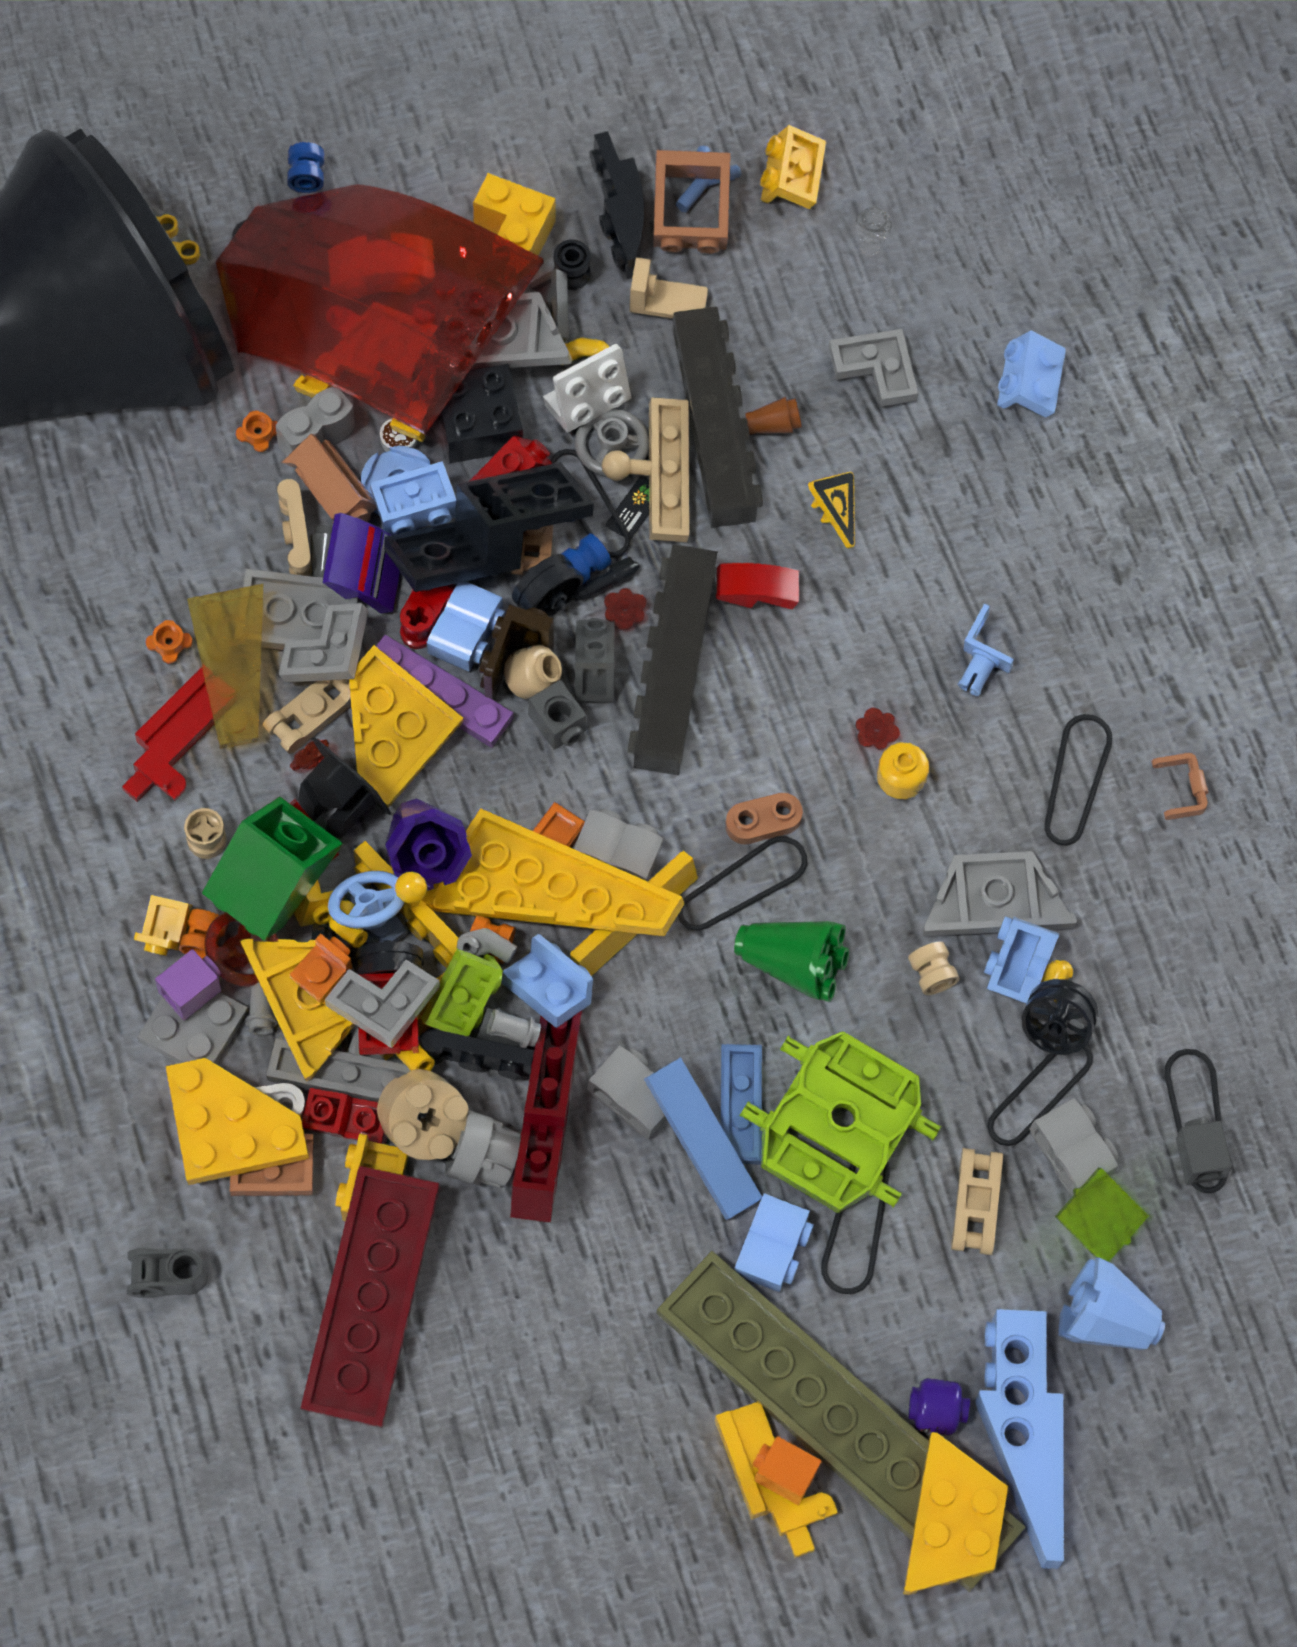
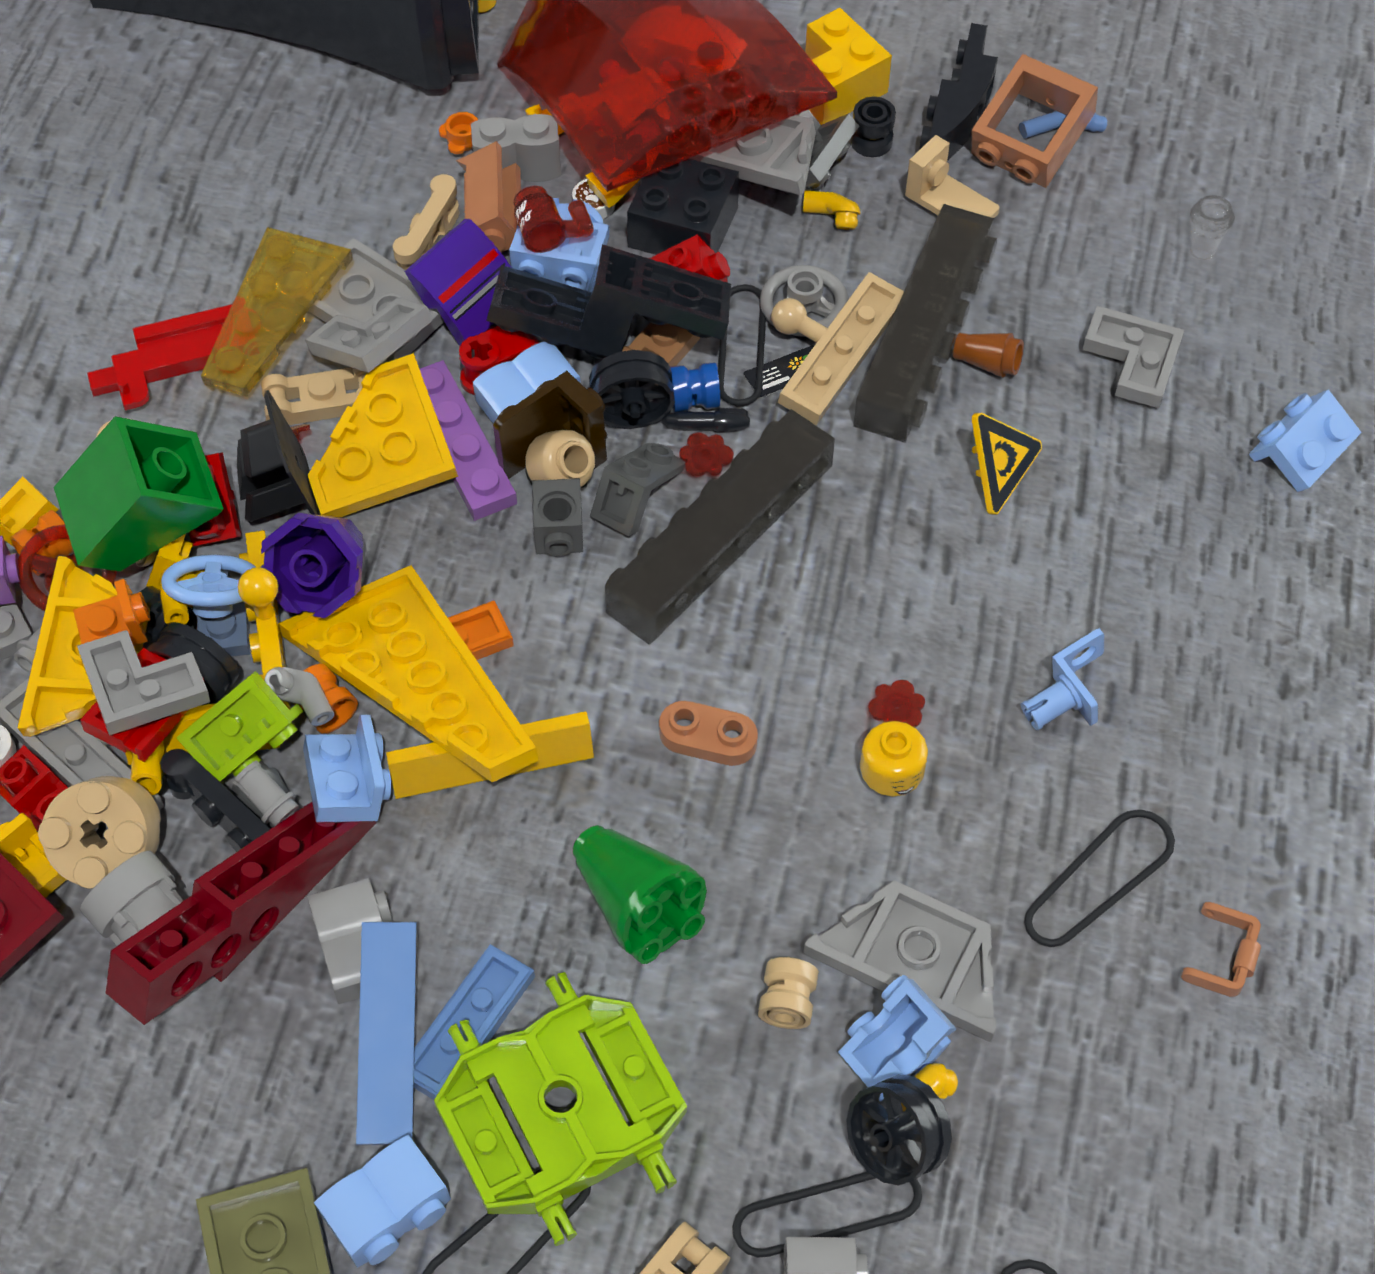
camera: 35 degrees right, 10 degrees down
(168, 630) = (231, 267): orange plate -> none
(398, 487) = (542, 224): none -> clear red piece
(589, 389) = (807, 227): white bracket -> none
(620, 844) = (527, 675): light grey brick -> none
(684, 922) = (638, 811): black piece -> none
(754, 582) = (872, 500): red slope -> none
(793, 167) = (1166, 142): yellow bracket -> none

